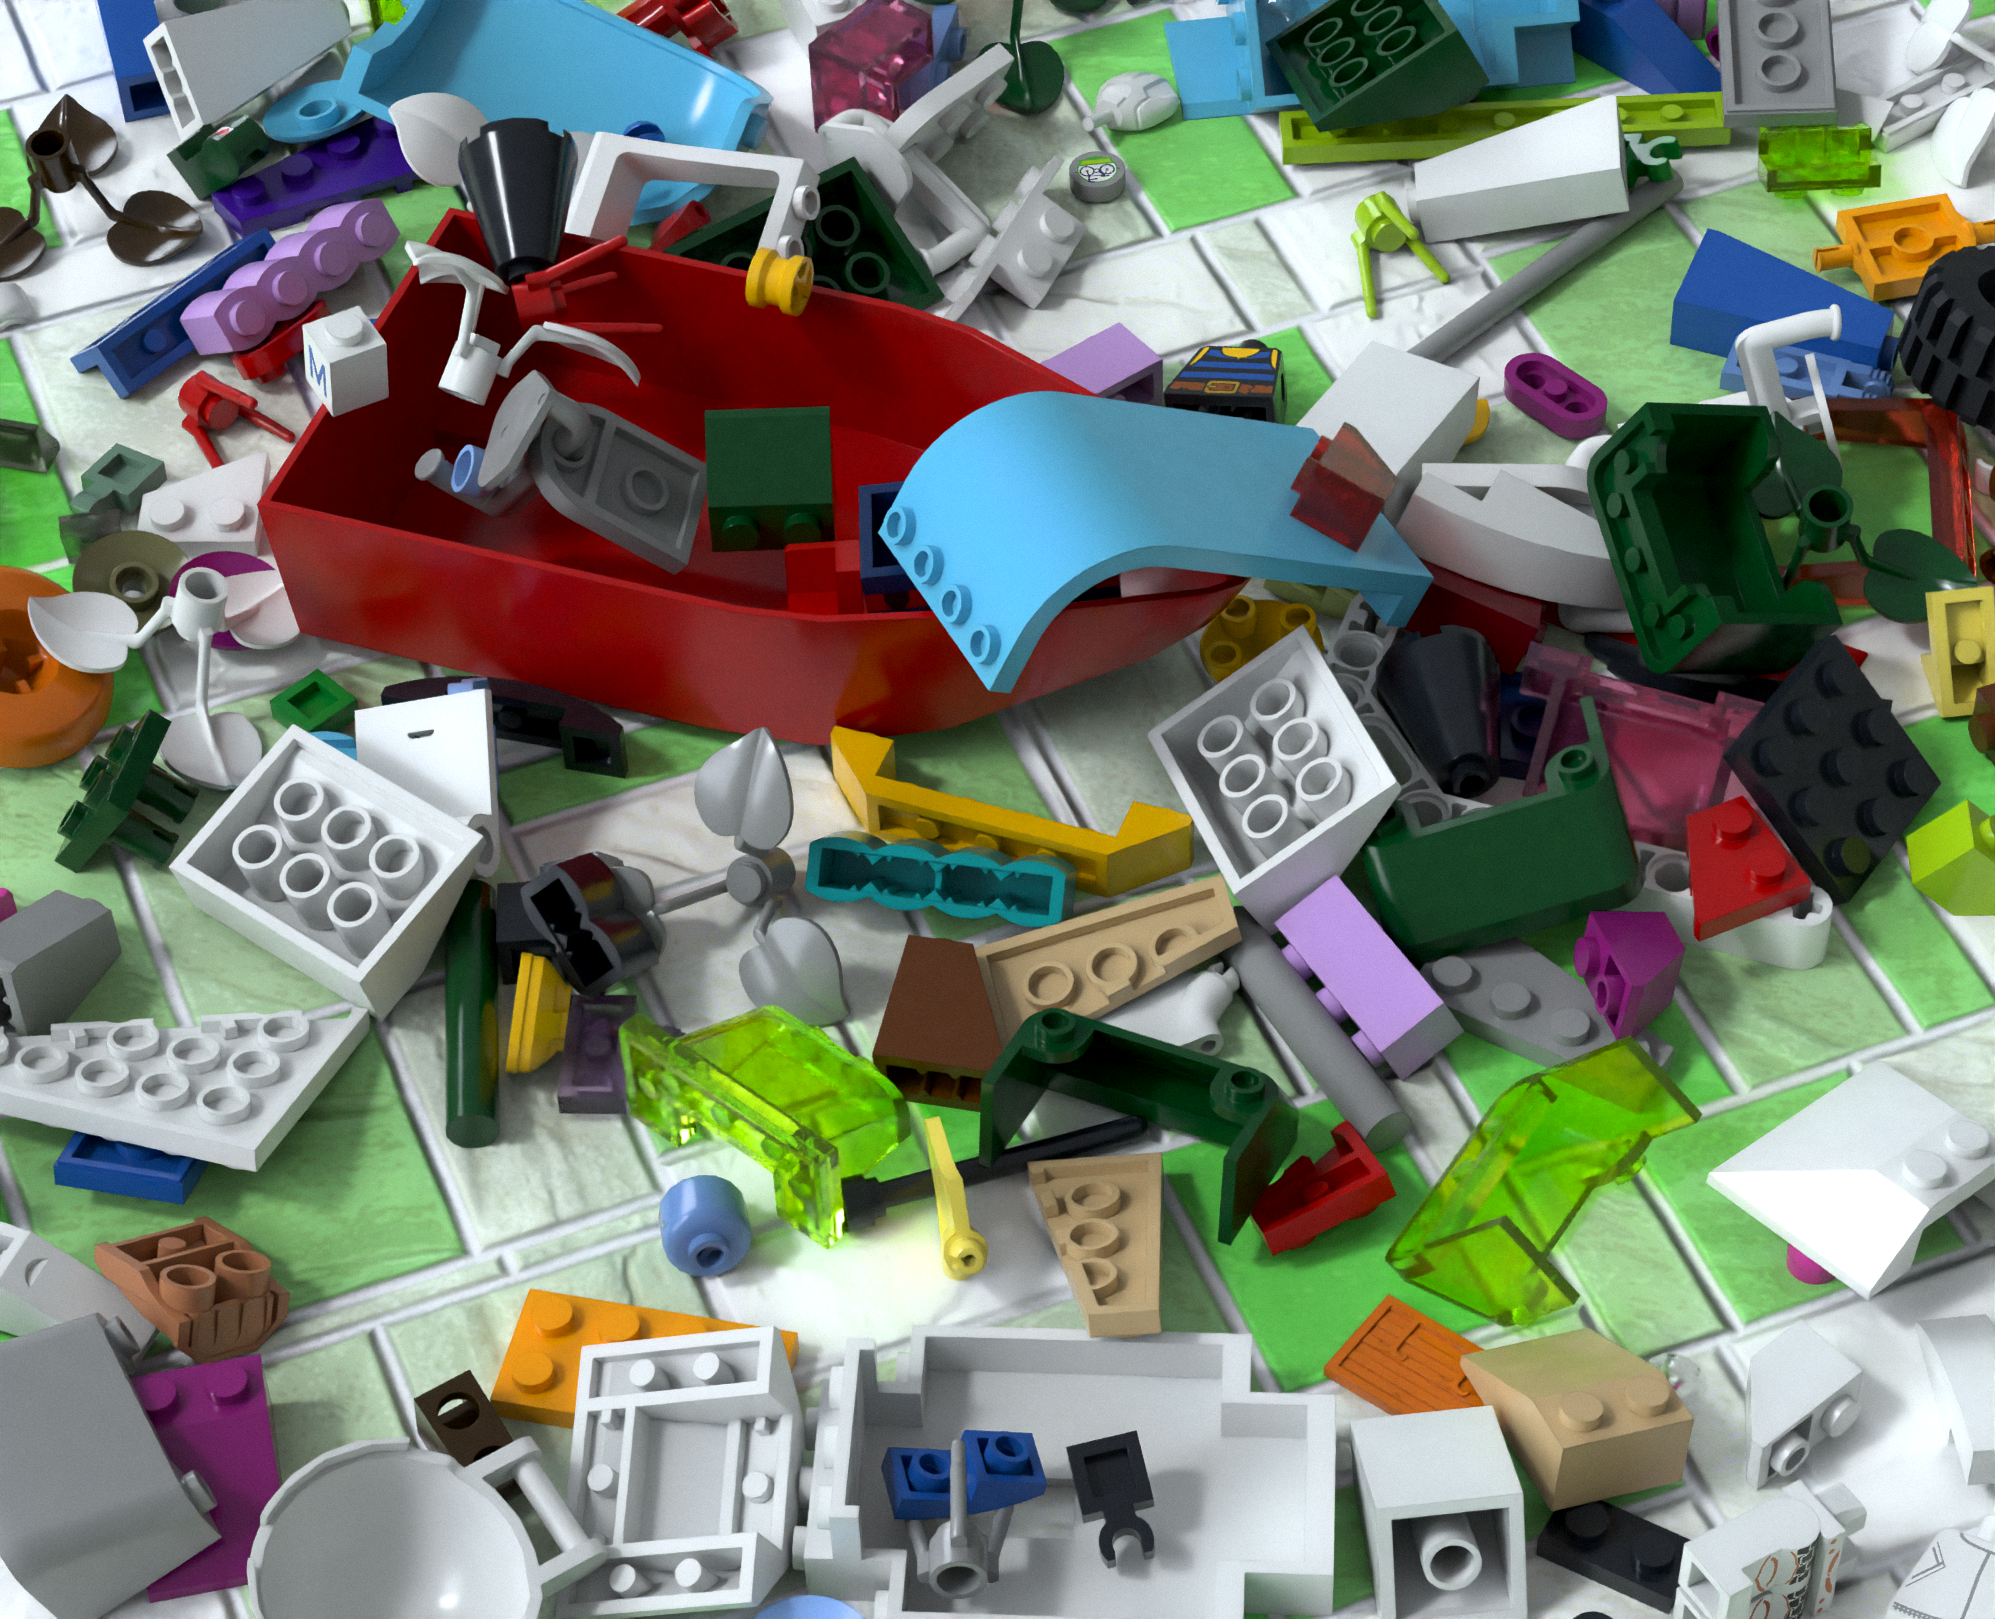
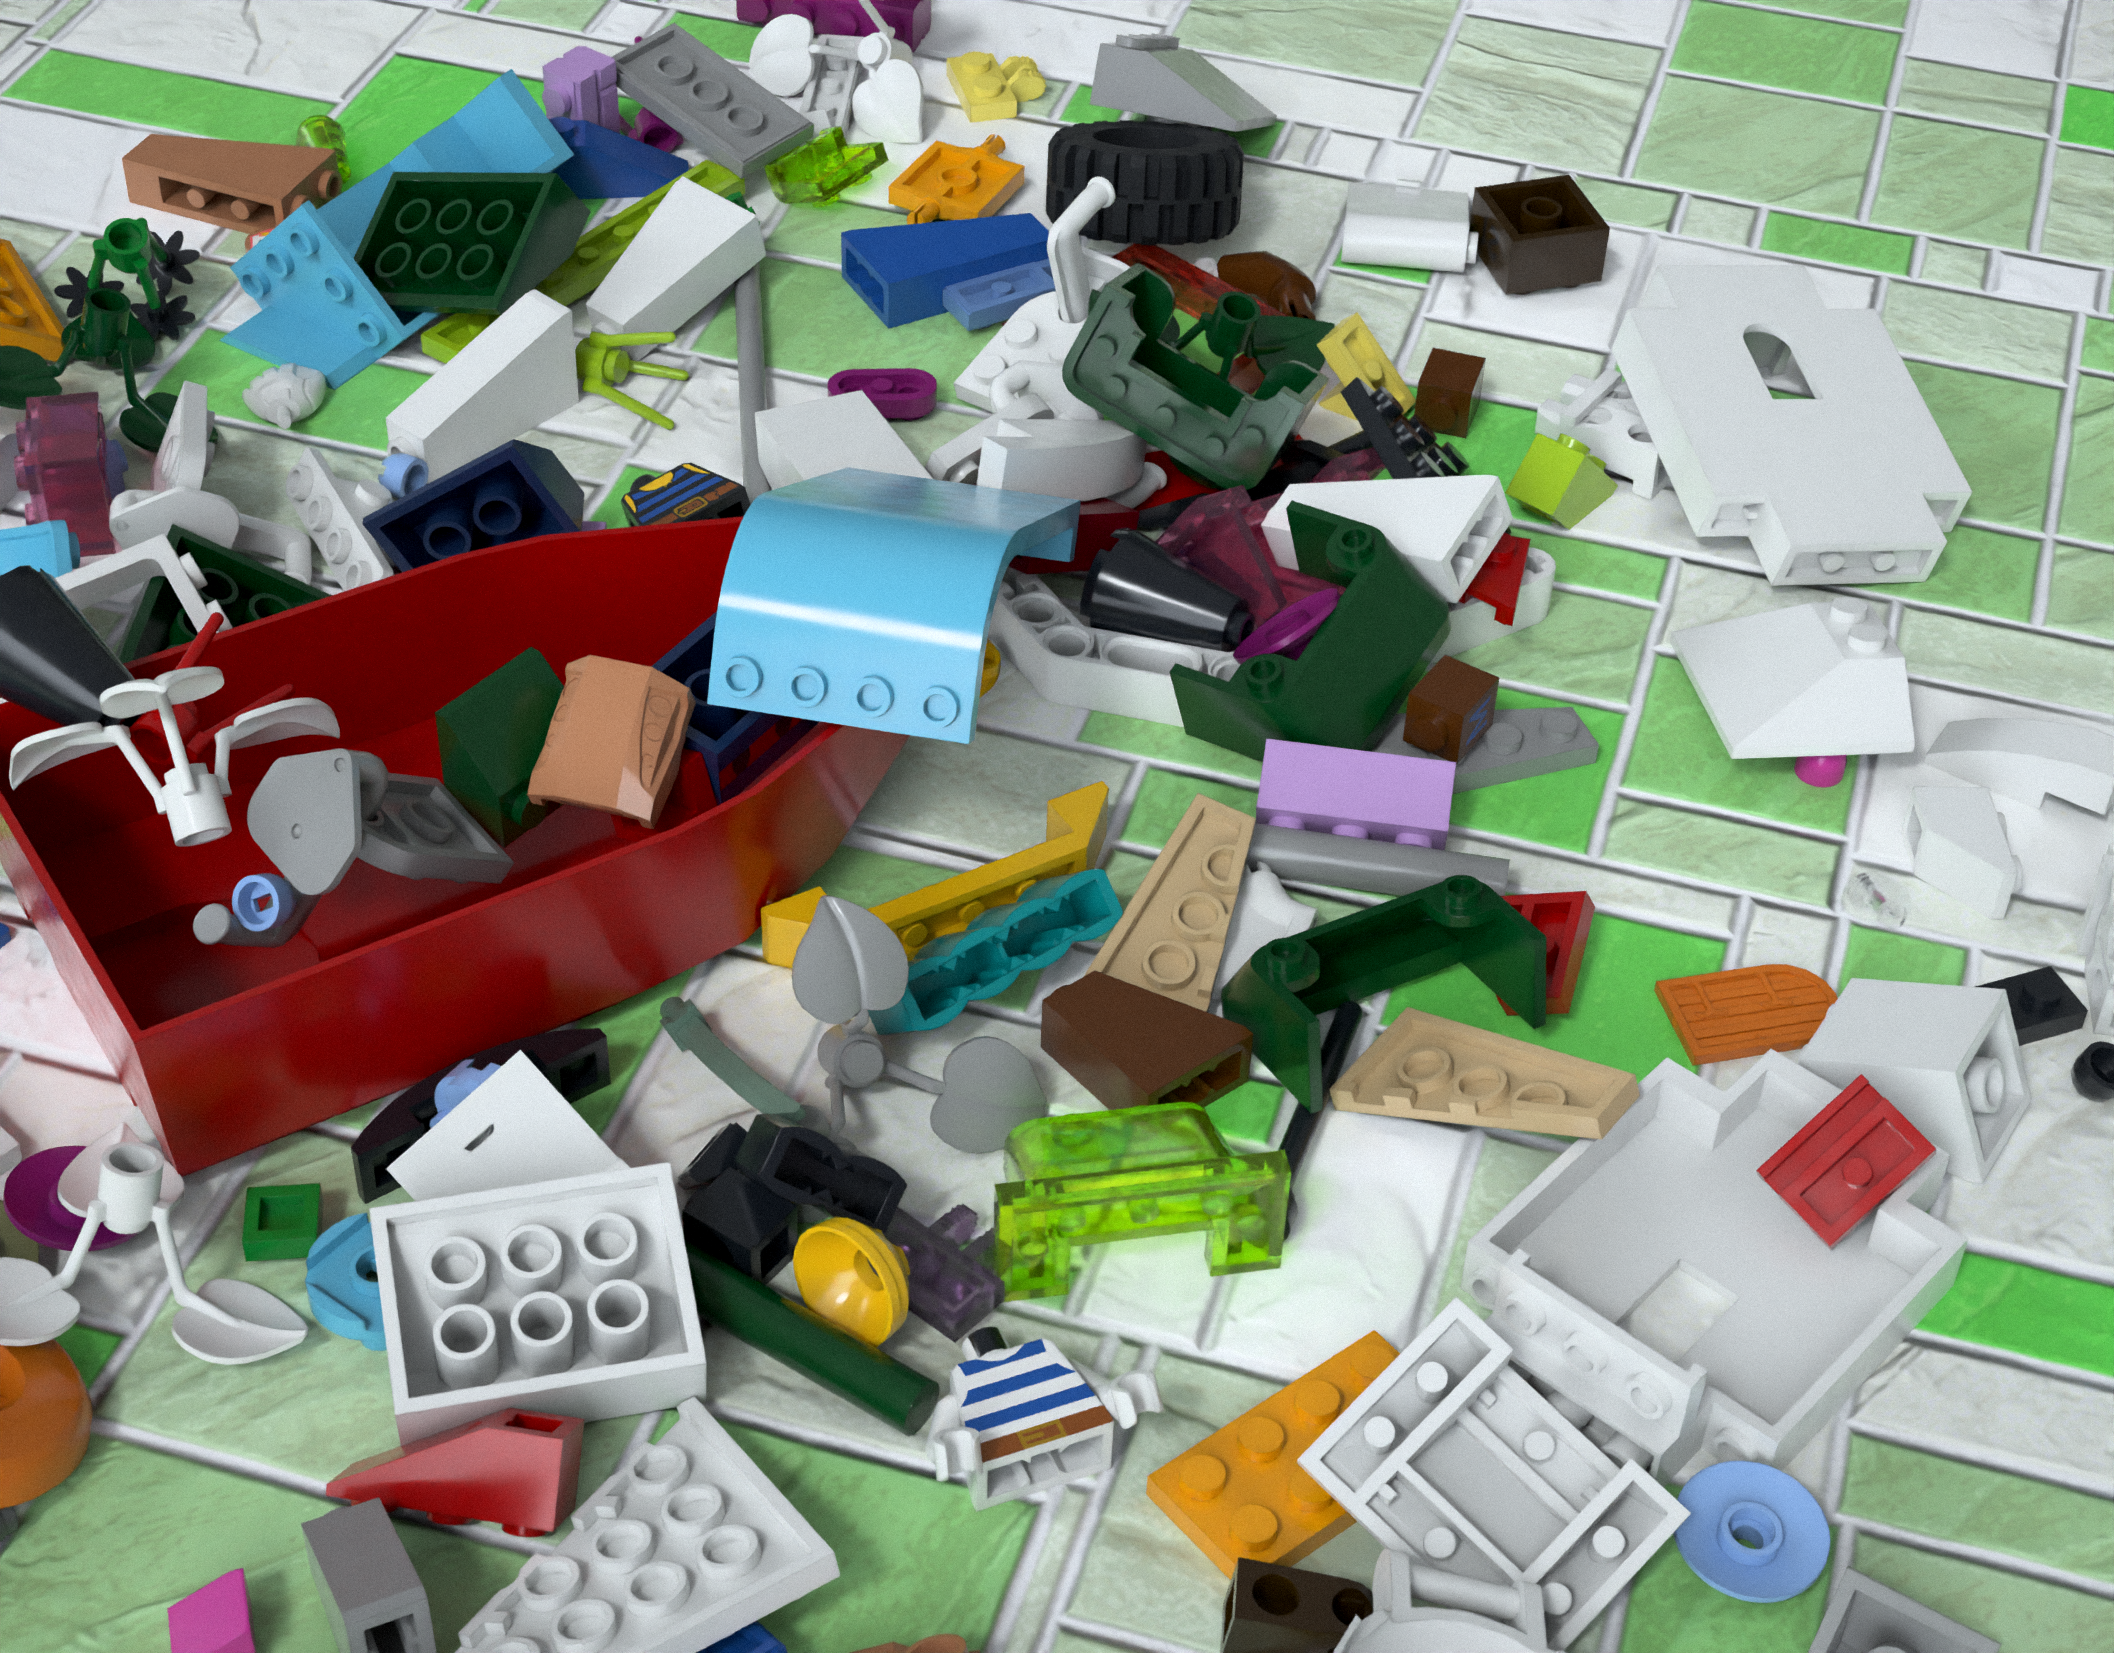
camera: 55 degrees left, 5 degrees down
(111, 792) = (232, 1413): dark green plate -> none
(195, 950) = (494, 1469): none -> red slope
(345, 361) = (69, 871): white brick -> none
(500, 1184) = (1029, 1418): none -> torso
(659, 820) = (692, 1031): none -> sand green sword
(707, 1220) = (1202, 1316): medium blue head -> none
(779, 281) = (355, 588): yellow wheel -> none
(800, 522) = (614, 740): none -> nougat slope
(959, 1557) = (1755, 1344): light grey plant -> none
(961, 1245) = (1360, 1147): light yellow arm -> none
(1000, 1473) = (1668, 1295): blue slope -> none
(1056, 293) = (483, 504): none -> dark blue slope
(1097, 177) = (341, 452): light grey tile -> none
(1105, 232) = (403, 474): none -> light blue hinge
(1111, 1487) = (1750, 1229): black plate -> none
(1237, 1506) = (1846, 1162): none -> red plate
(1243, 195) = (492, 389): none -> white slope
(1277, 776) = (1139, 700): white slope -> none
(1342, 487) = (981, 462): clear red slope -> none
(1458, 804) = (1290, 629): none -> magenta dish
(1527, 965) = (1450, 709): none -> reddish brown brick
(1527, 1174) = (1598, 829): clear neon green windscreen -> none
(1583, 1415) = (1893, 928): tan slope -> none
(1629, 966) = (1525, 669): magenta slope -> none
(1679, 789) = (1435, 522): none -> white slope

